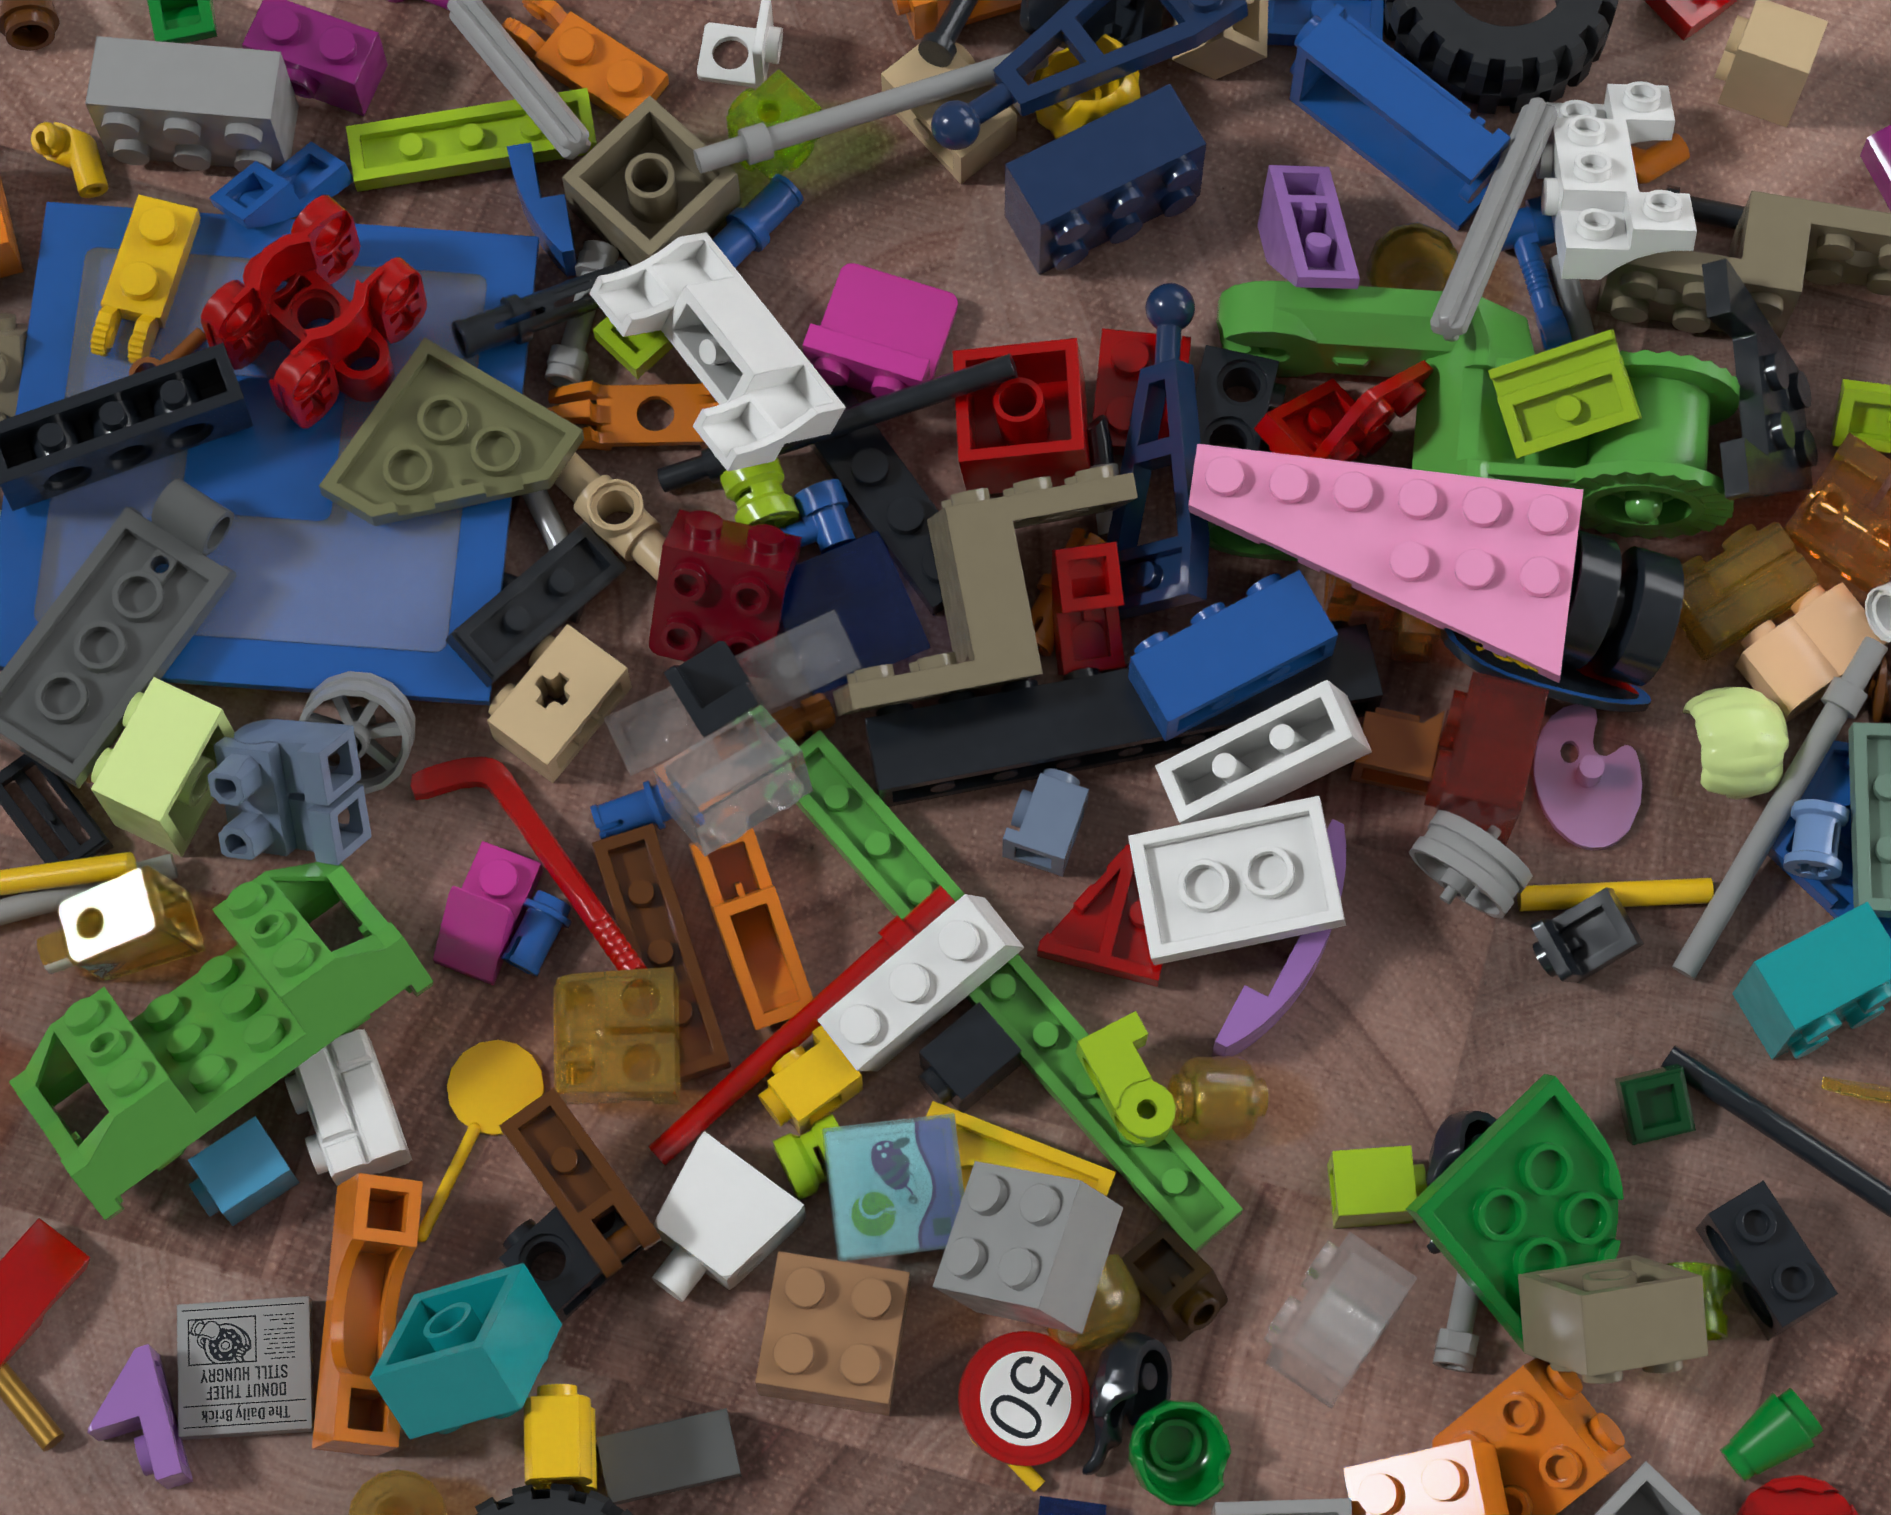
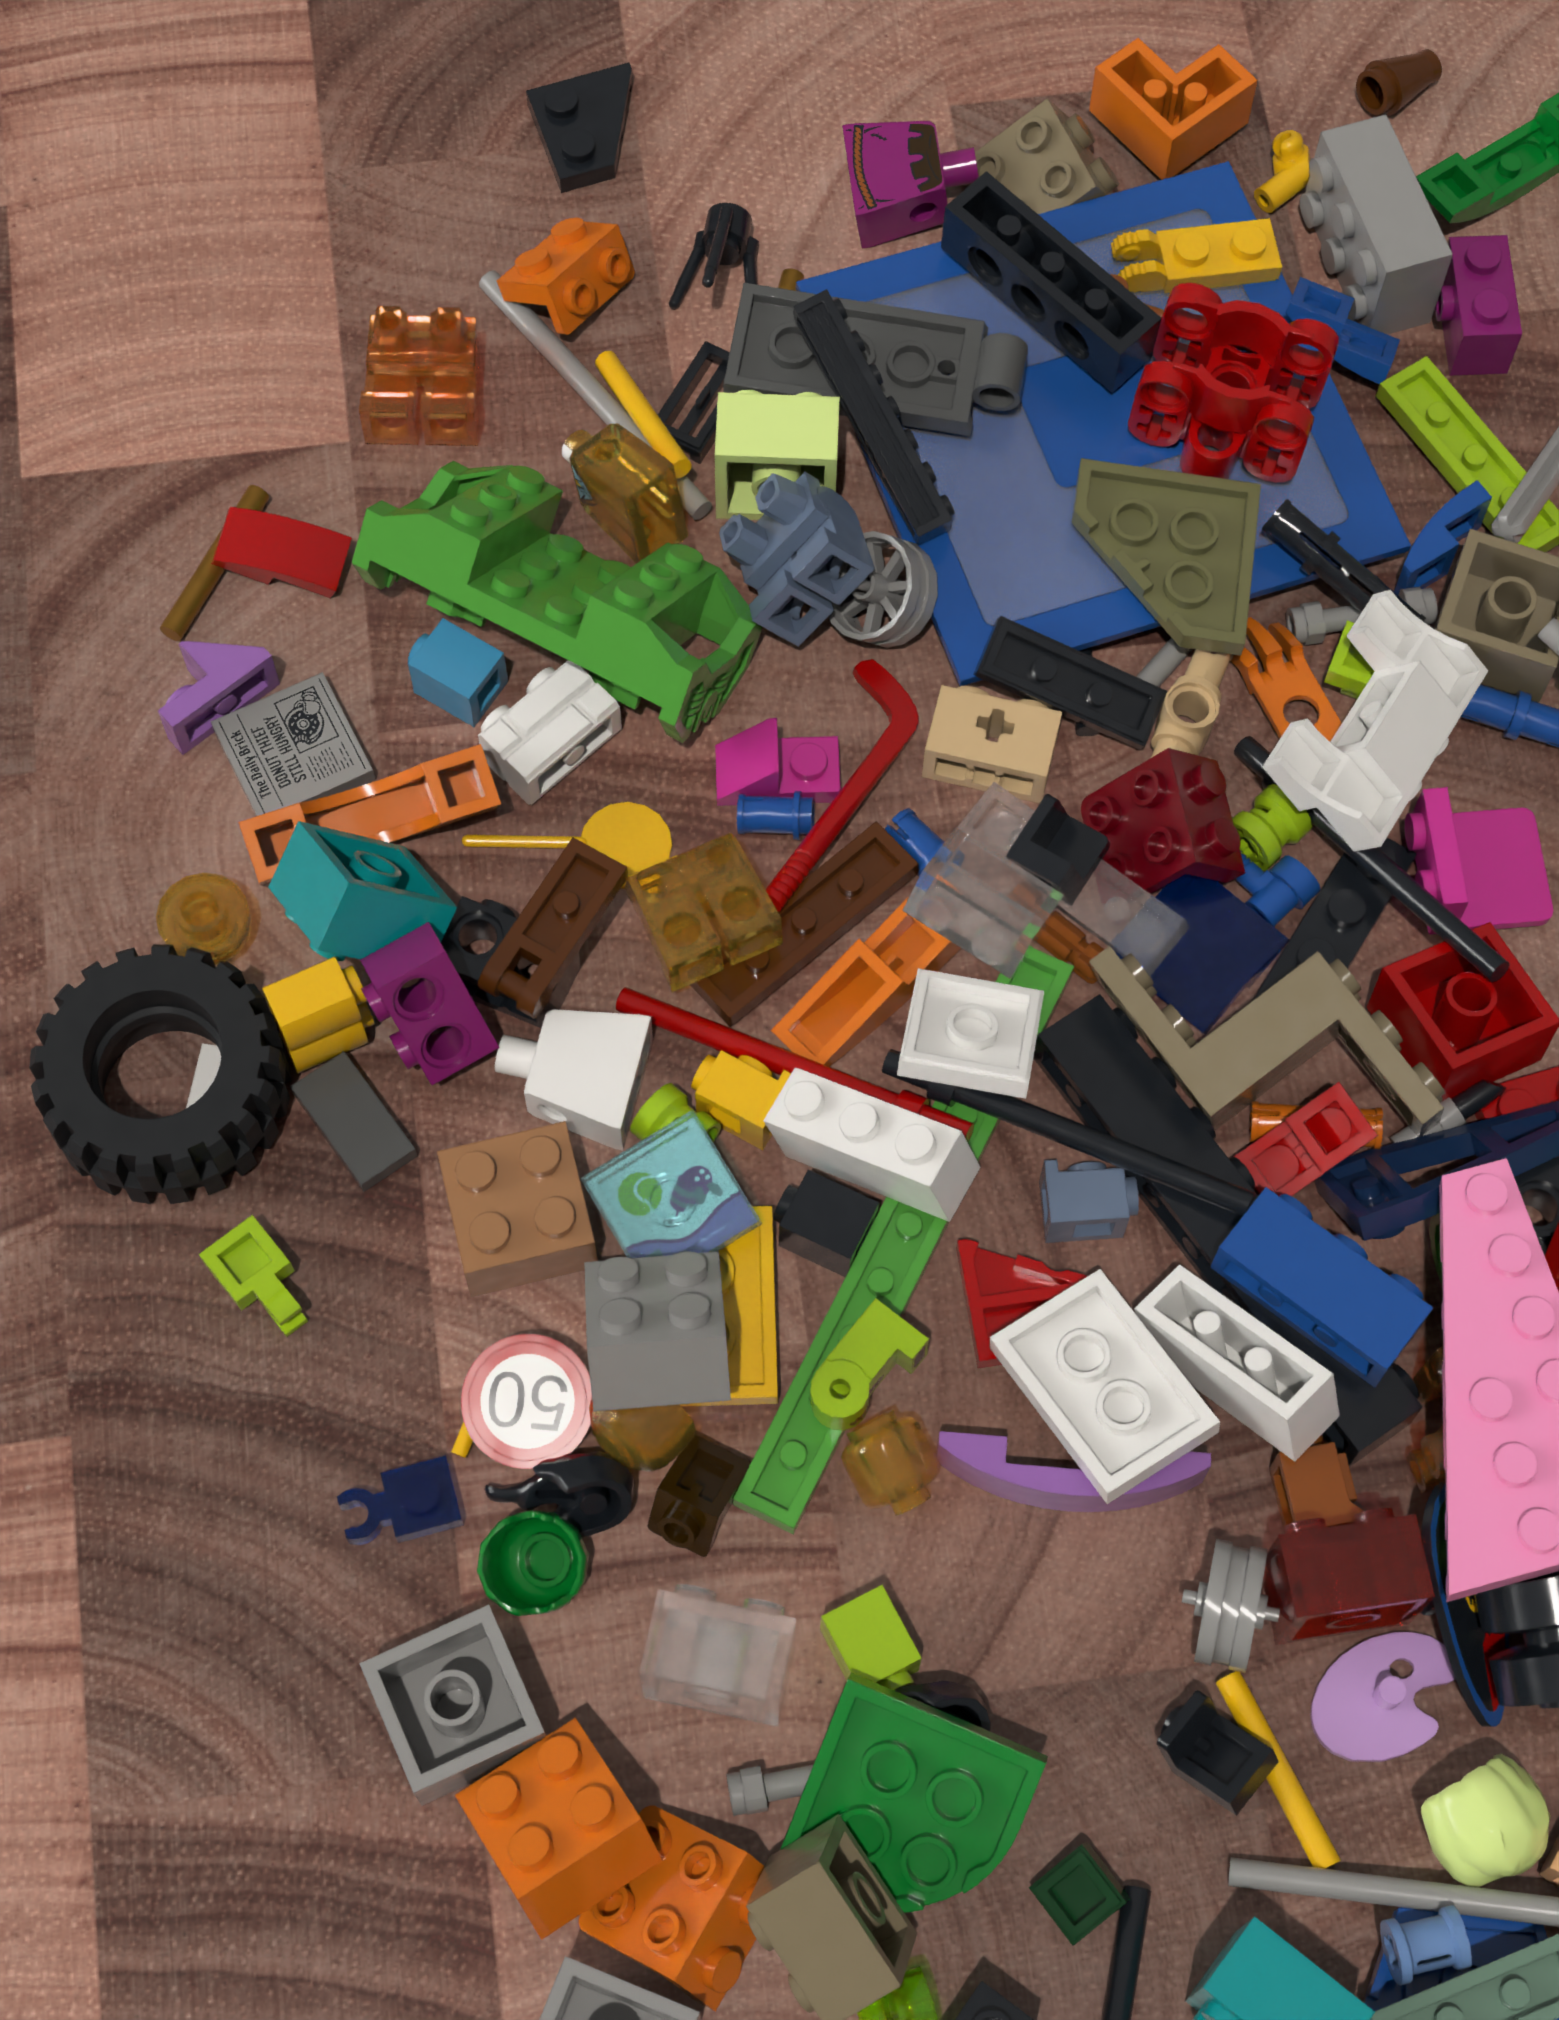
camera: 65 degrees right, 5 degrees down
(186, 654) = (874, 416): none -> black piece
(603, 1332) = (427, 1005): none -> magenta brick
(854, 848) = (971, 1033): none -> white plate
(891, 891) = (1086, 1141): none -> black bar

